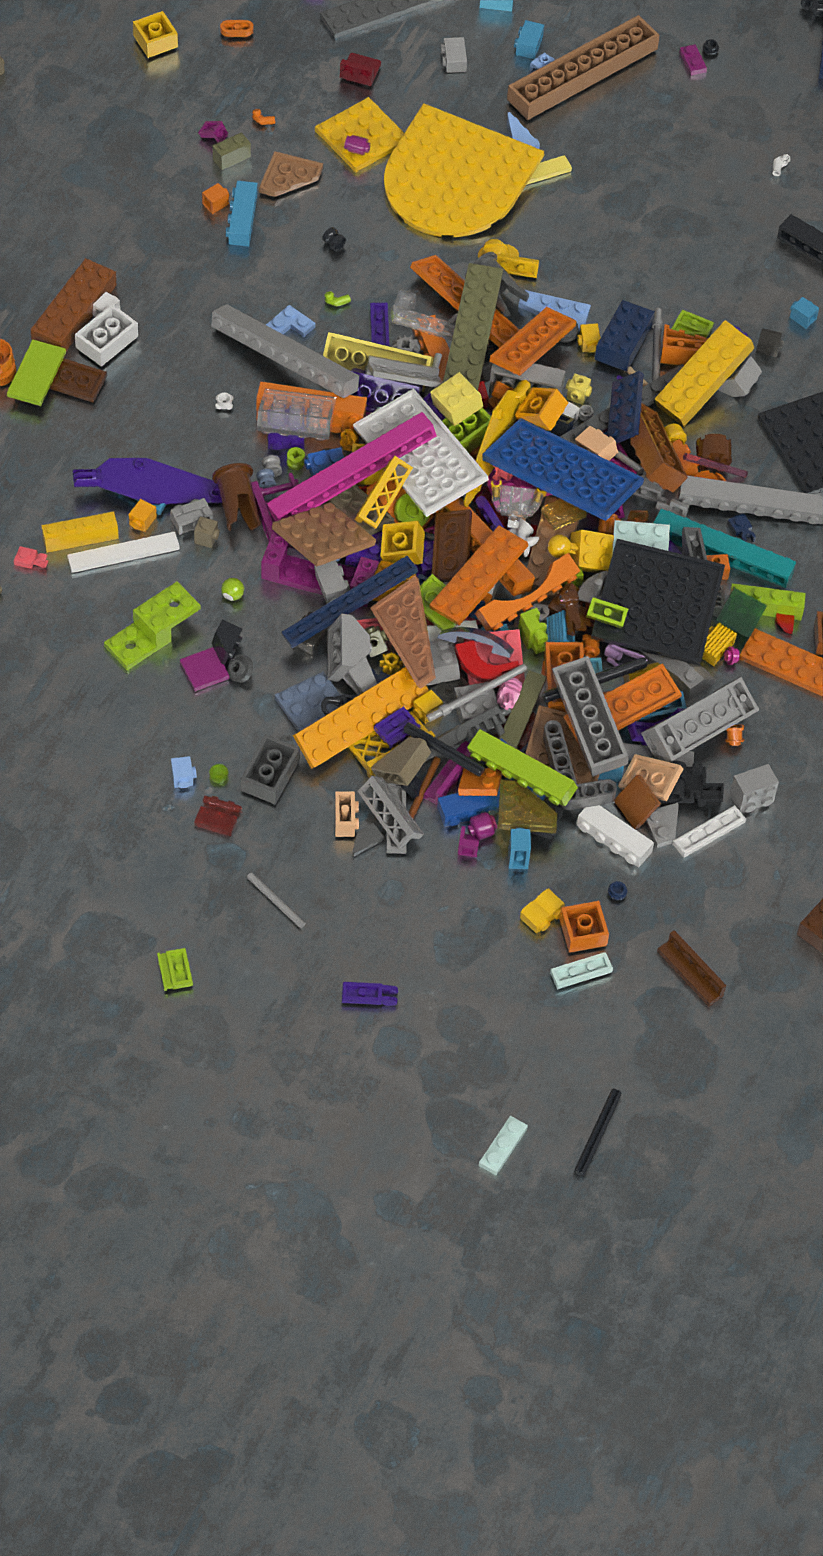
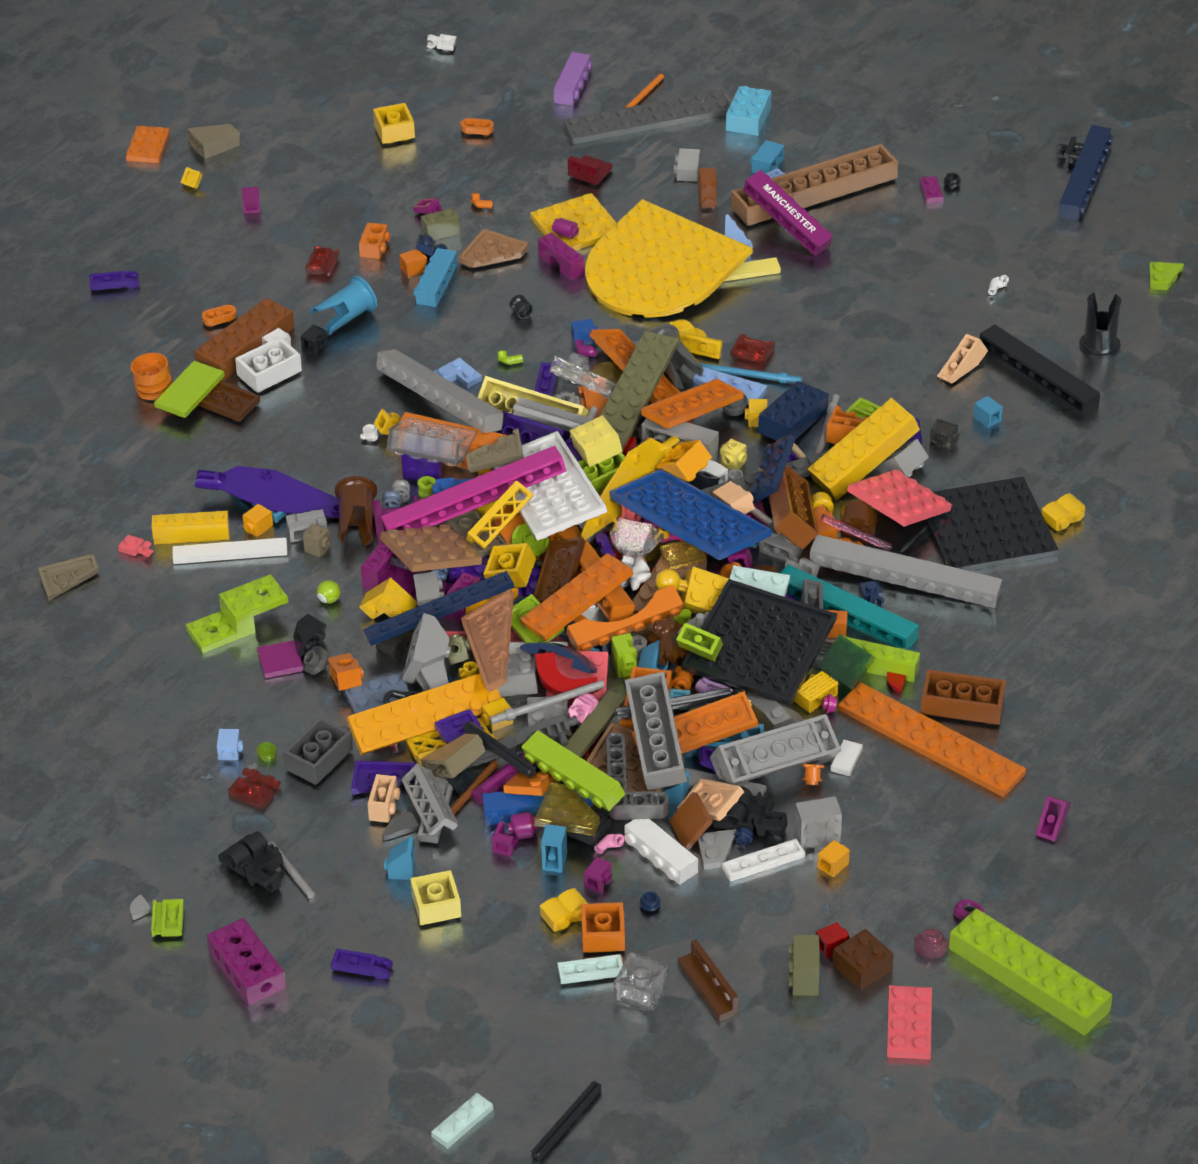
camera: 15 degrees right, 15 degrees down
(35, 139) = (251, 200): none -> magenta panel
(40, 280) = (219, 315): none -> orange plate
(125, 205) = (322, 261): none -> clear red plate
(141, 299) = (313, 339): none -> black brick
(144, 961) = (139, 907): none -> light grey tile
(166, 256) = (348, 303): none -> dark azure piece
(170, 176) = (374, 240): none -> orange brick
(224, 177) = (427, 245): none -> dark blue plate
(241, 896) = (255, 860): none -> black plate
(245, 389) = (386, 420): none -> yellow brick
(262, 1007) = (252, 983): none -> magenta brick
(273, 678) = (345, 671): none -> orange brick
(294, 593) = (387, 599): none -> yellow brick
(323, 786) = (366, 771): none -> dark purple wing
(365, 419) = (504, 451): none -> dark tan wing
(369, 181) = (570, 261): none -> magenta arch
(379, 879) = (401, 860): none -> dark azure slope
(400, 262) = (581, 330): none -> blue brick
(407, 283) = (585, 350): none -> magenta arm
(422, 915) = (435, 897): none -> light yellow brick
(434, 304) = (607, 370): none -> clear yellow dish
(482, 82) = (707, 187): none -> dark orange brick
(564, 870) = (598, 875): none -> magenta brick
(565, 830) = (609, 841): none -> bright pink arm
(566, 264) = (752, 349): none -> clear red plate
(568, 106) = (788, 213): none -> magenta brick
(603, 293) = (782, 377): none -> dark azure bar
(633, 979) = (641, 981): none -> clear slope
(686, 809) = (743, 836): none -> dark blue plate
(749, 423) = (899, 497): none -> coral plate
(760, 718) = (847, 758): none -> white tile
(768, 256) = (964, 358): none -> light nougat slope
(774, 823) = (833, 858): none -> light orange brick
(777, 942) = (804, 965): none -> olive brick
(792, 910) = (831, 937): none -> red brick

